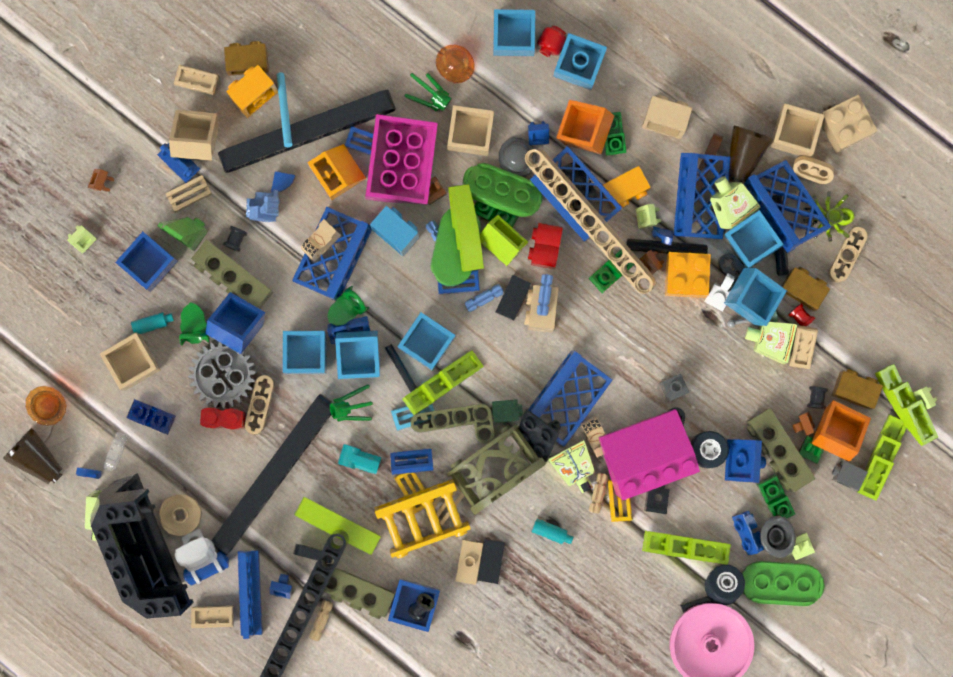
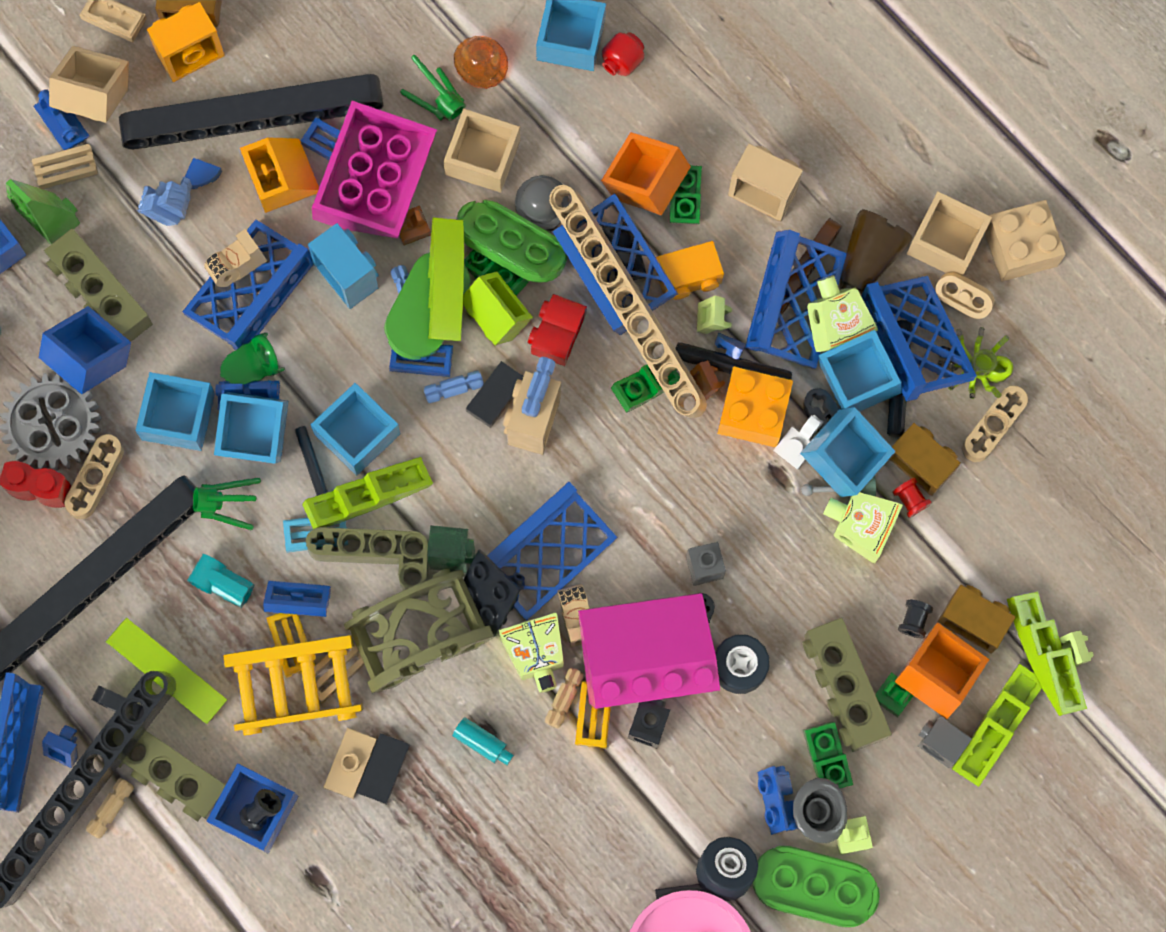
camera: 10 degrees right, 10 degrees down
(193, 325) = (24, 346): green piece -> none
(235, 238) = (114, 238): black bush -> none
(284, 109) = (225, 75): medium azure bar -> none
(538, 133) = (579, 174): blue tile -> none
(579, 61) = (656, 86): dark azure brick -> none
(686, 547) = (679, 803): lime slope -> none
(744, 461) = (790, 688): blue tile -> none
(803, 347) = (907, 541): tan plate -> none
(806, 423) = (891, 653): dark orange tile -> none

